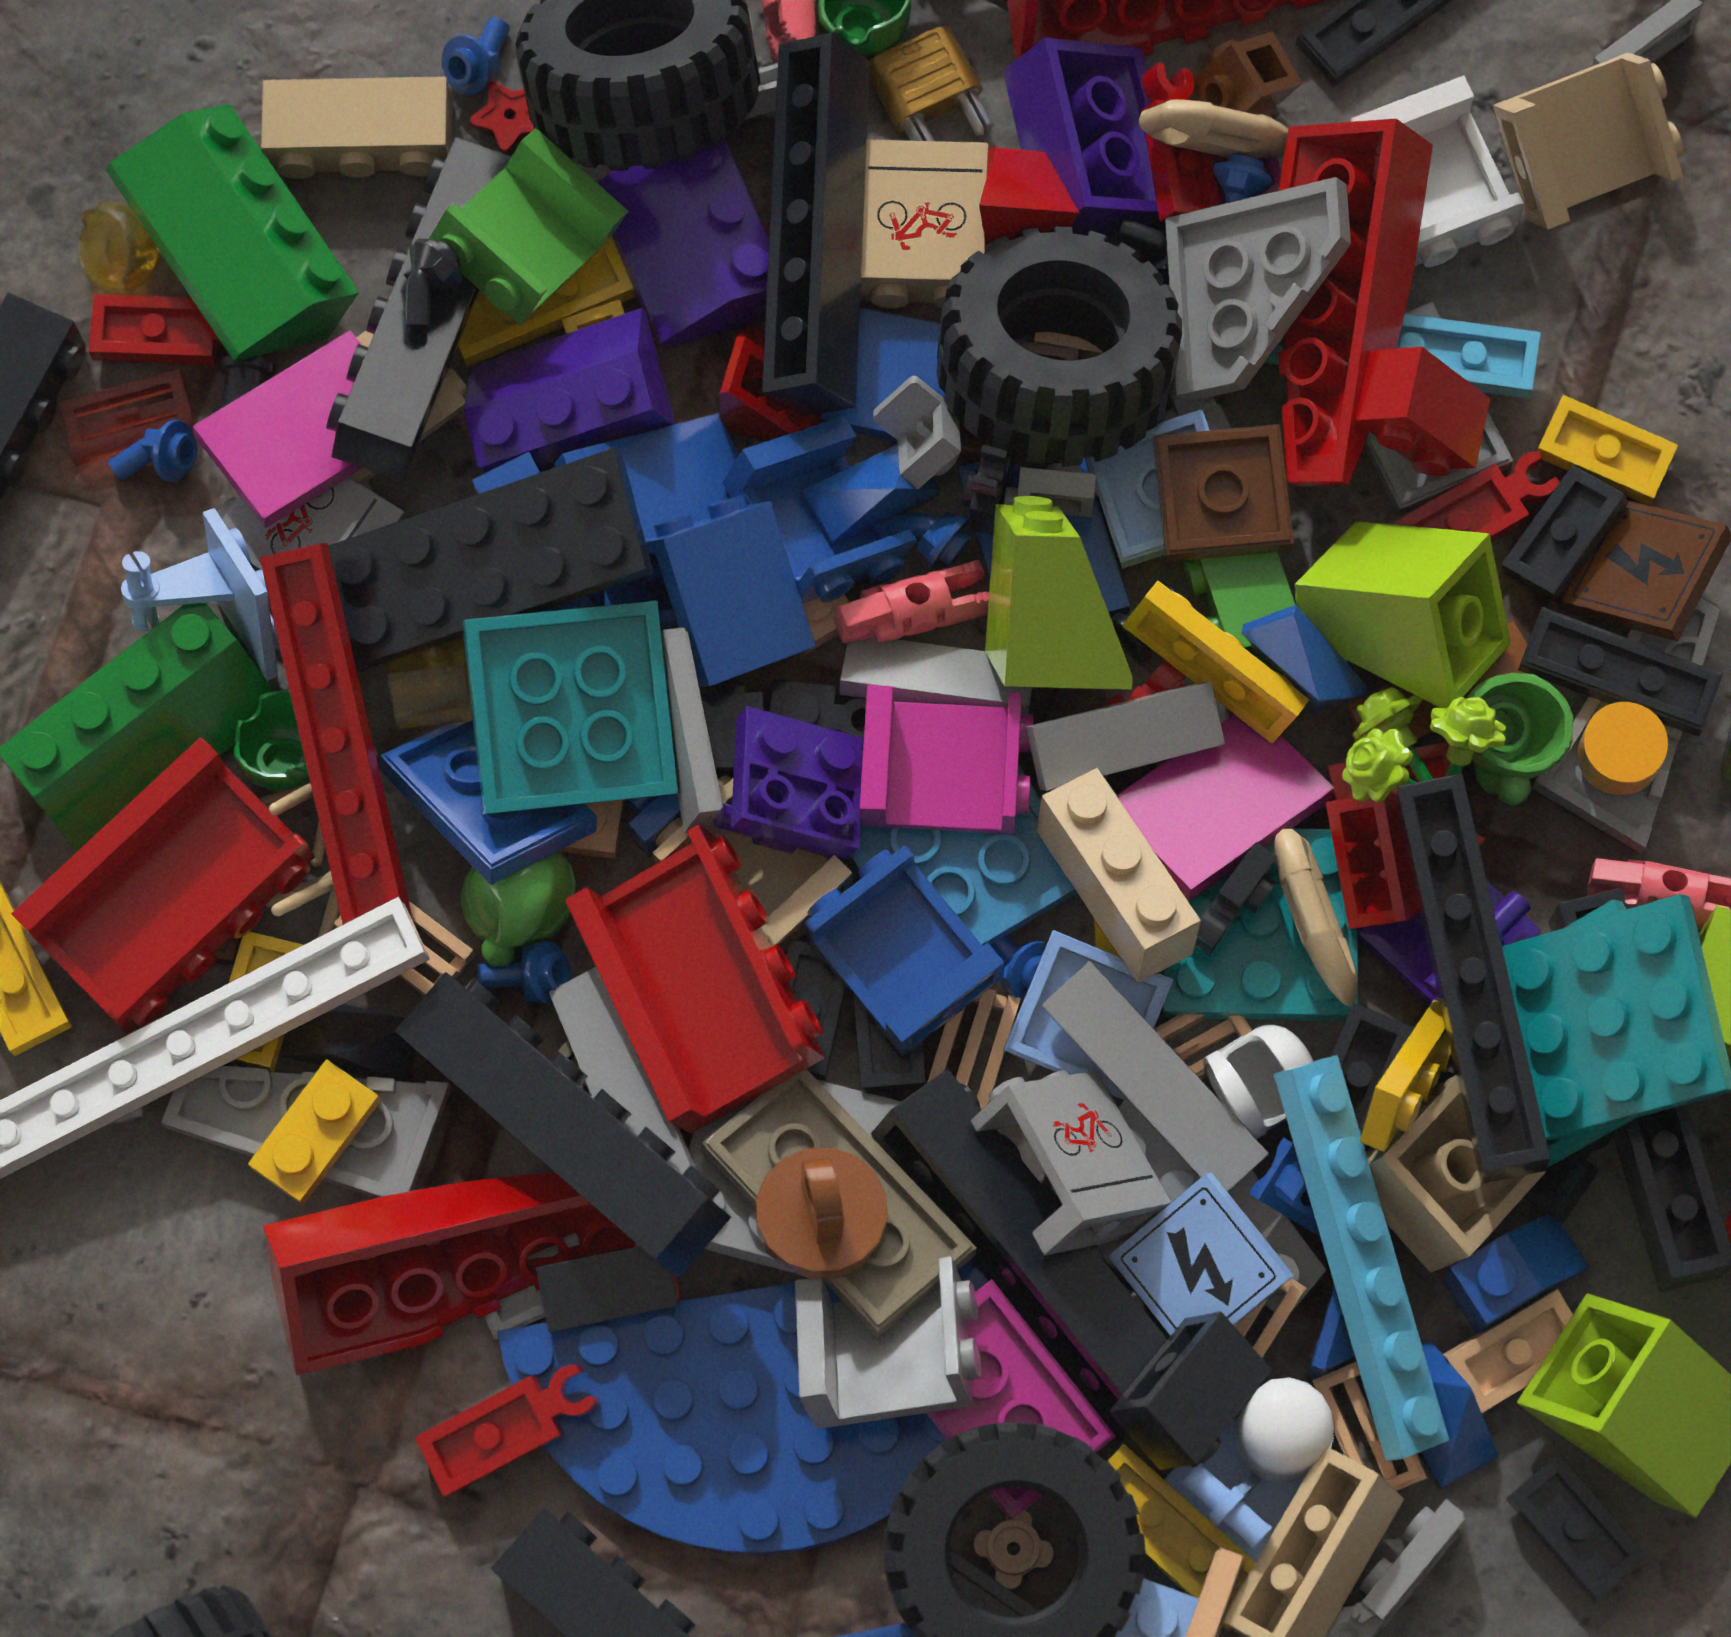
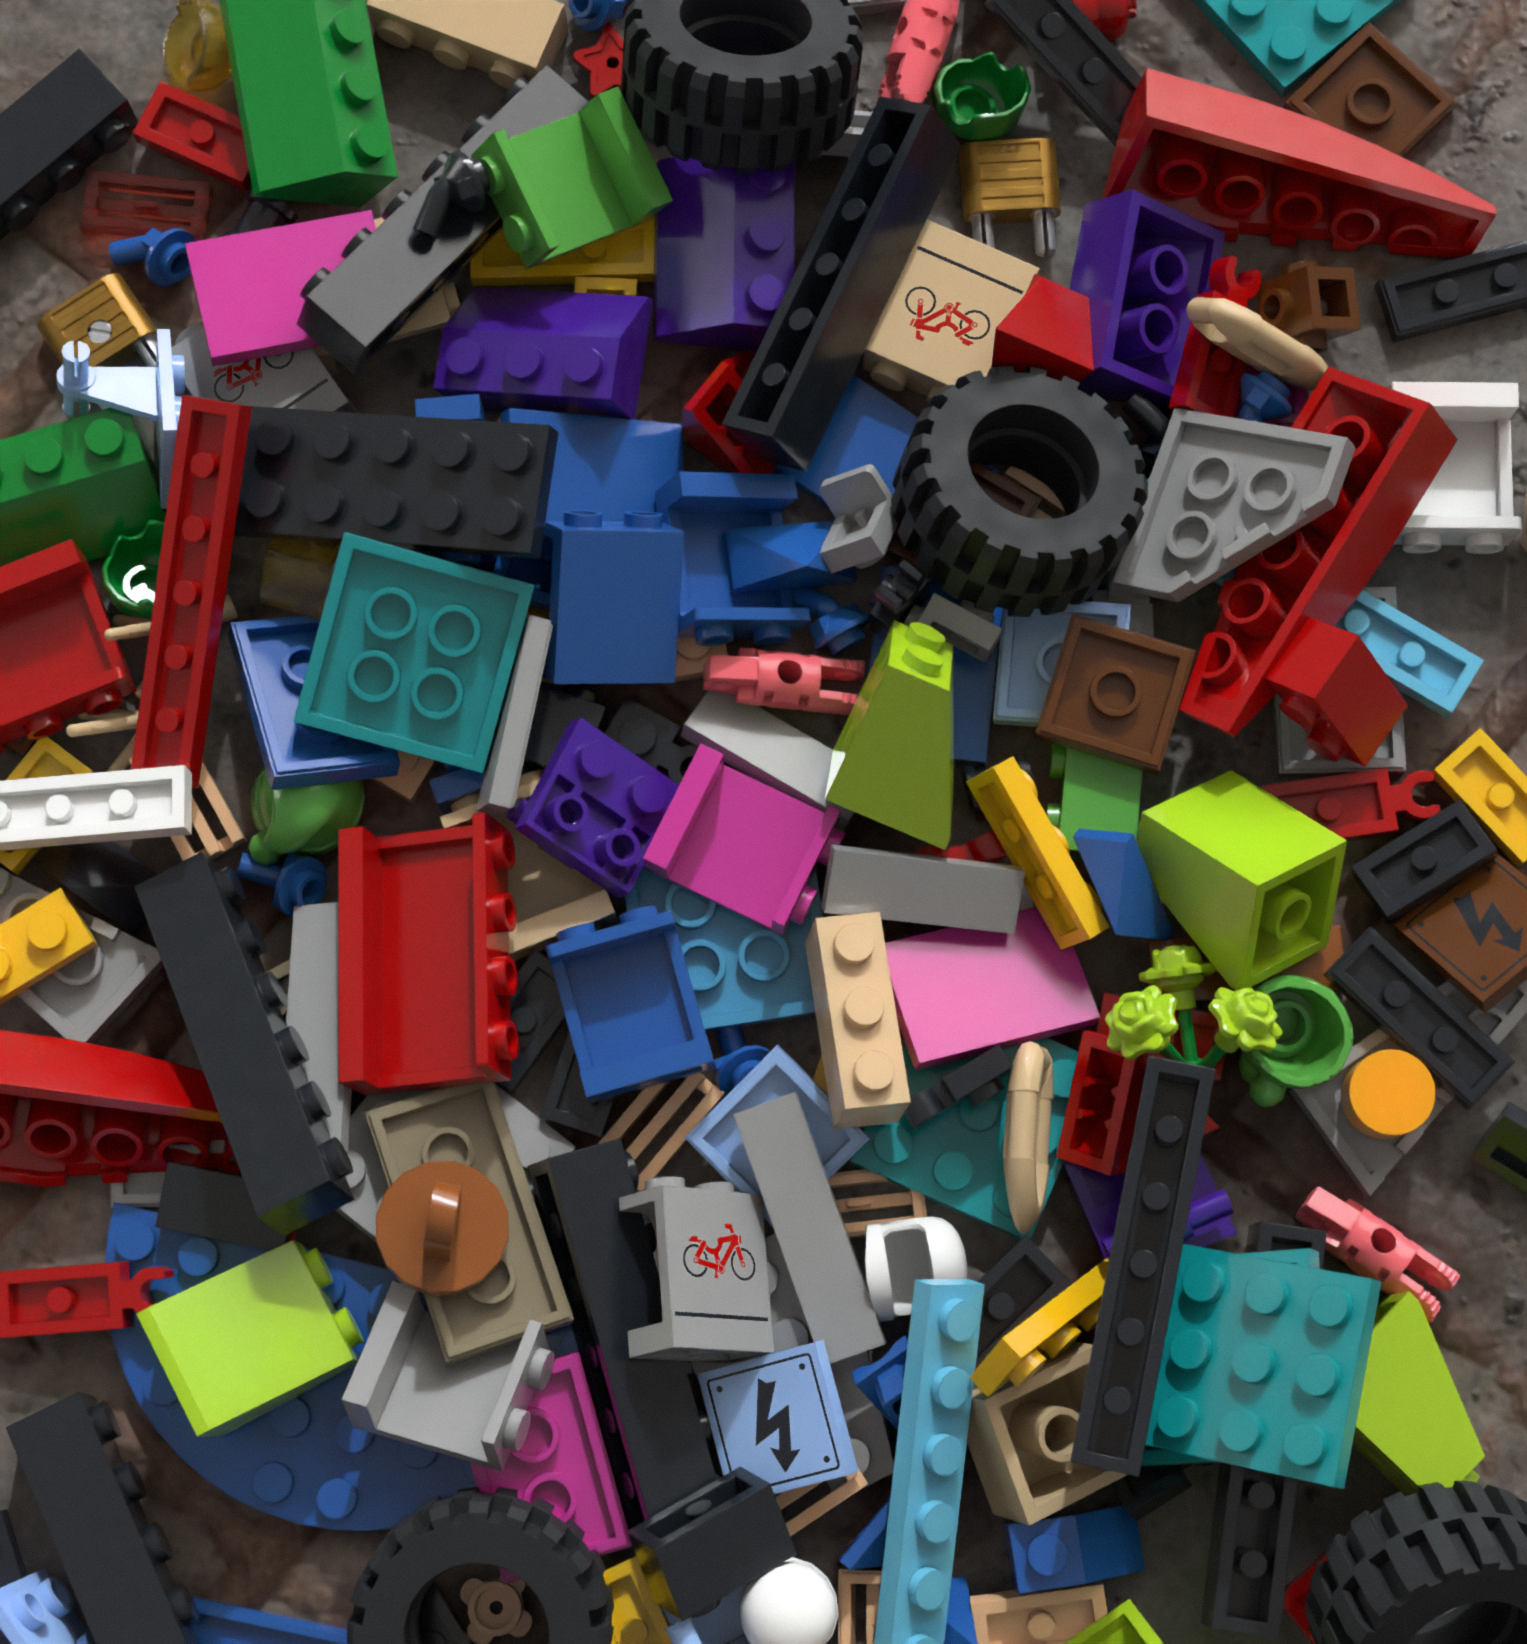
camera: 20 degrees right, 5 degrees up
(130, 526) = (106, 320): none -> pearl gold piece
(689, 1386) = (252, 1338): none -> lime slope

